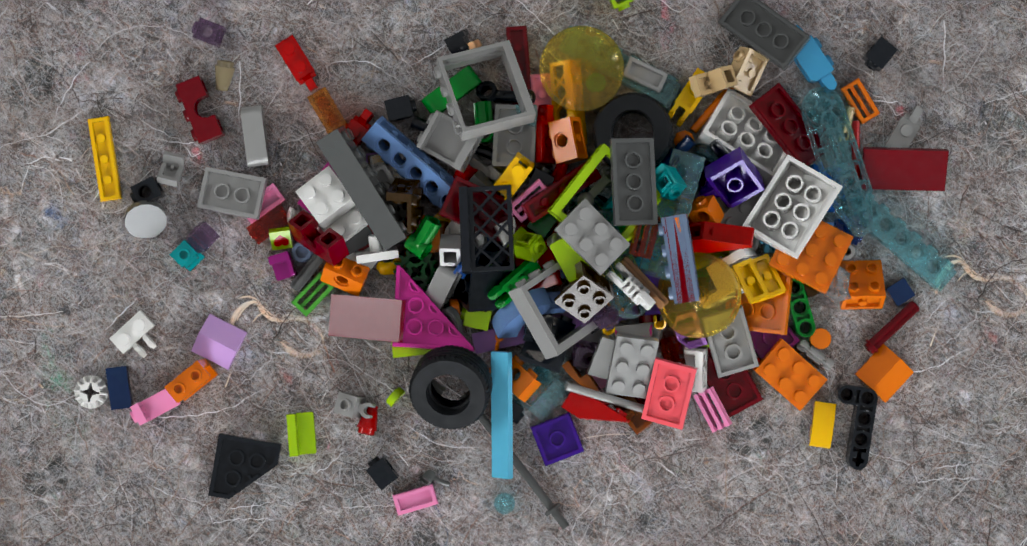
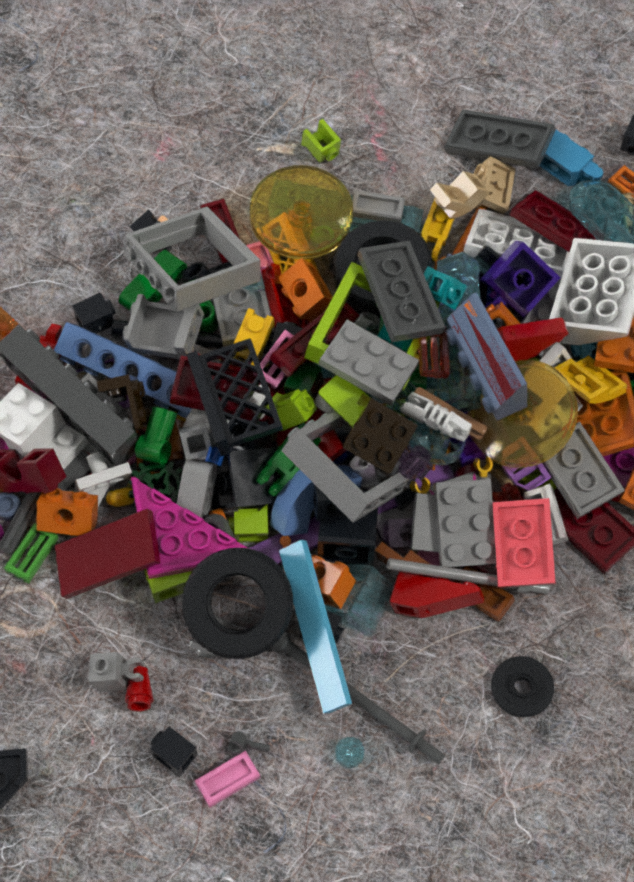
camera: 20 degrees left, 25 degrees down
(301, 433) = (51, 731): lime panel -> none
(395, 396) = (168, 649): lime tile -> none
(557, 439) = (396, 652): dark purple tile -> none
(641, 501) = (519, 703): none -> black wheel
(709, 410) = (567, 546): bright pink tile -> none

